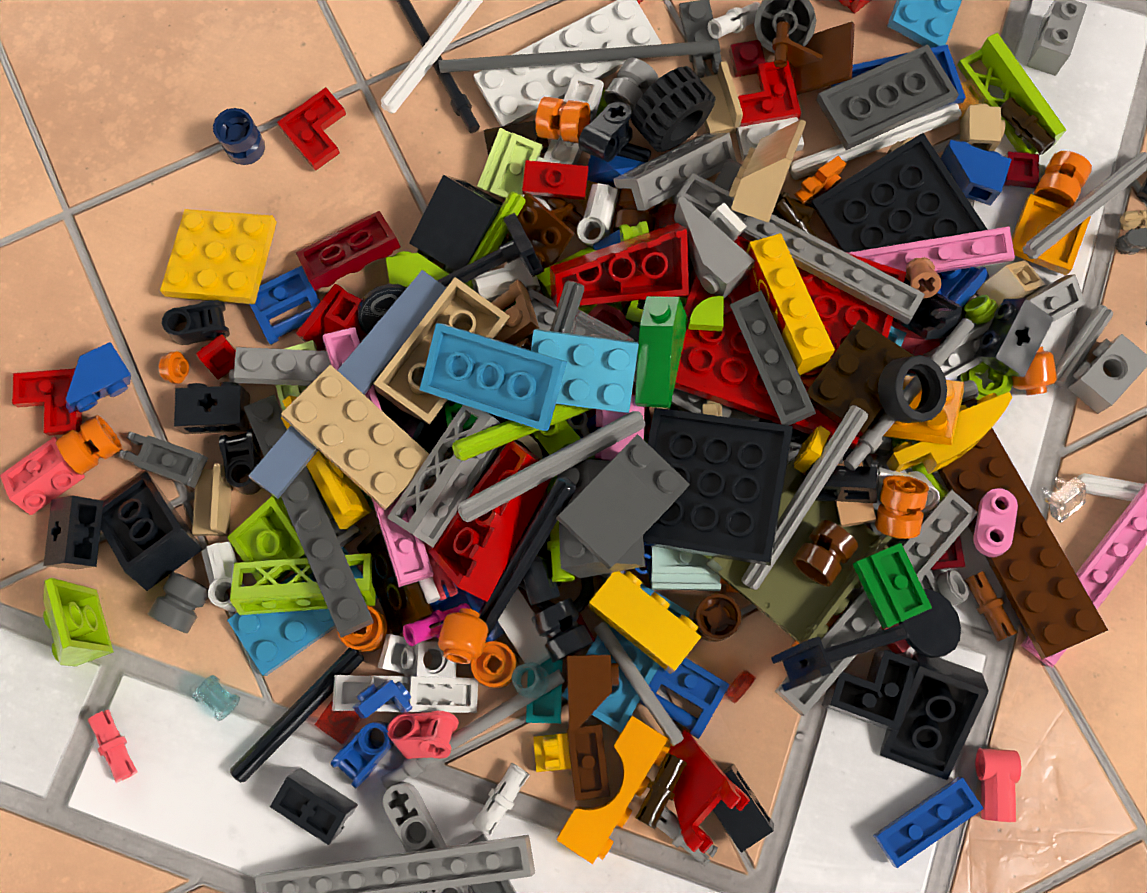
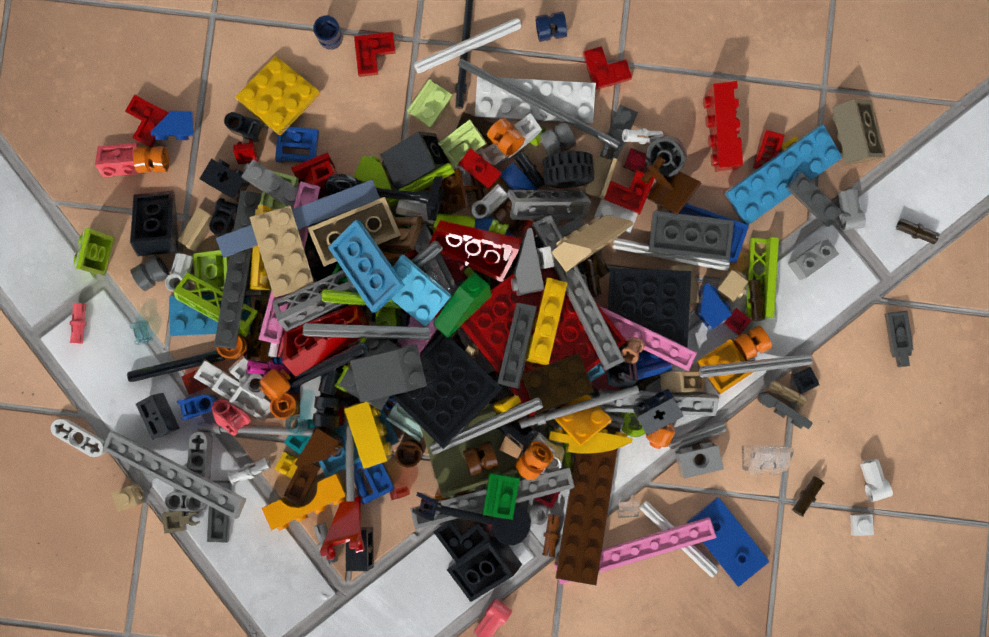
camera: 30 degrees right, 10 degrees up
(73, 532) = (117, 203): black brick -> none
(165, 459) = (185, 192): dark grey hinge -> none
(174, 367) = (218, 143): orange plate -> none
(348, 250) = (346, 137): dark red plate -> none
(374, 697) = (214, 385): blue bracket -> none
(432, 147) = (430, 103): none -> yellowish green plate
(607, 132) = (522, 162): black piece -> none
(661, 790) = (326, 517): dark brown pin -> none
(708, 315) = (502, 300): lime tile -> none
(824, 179) = (627, 260): orange plate -> none
(928, 822) = (446, 615): blue plate -> none
(932, 384) = (566, 398): black tyre -> none
(980, 309) = (652, 385): lime plate -> none
(995, 520) = (578, 496): bright pink plate -> none

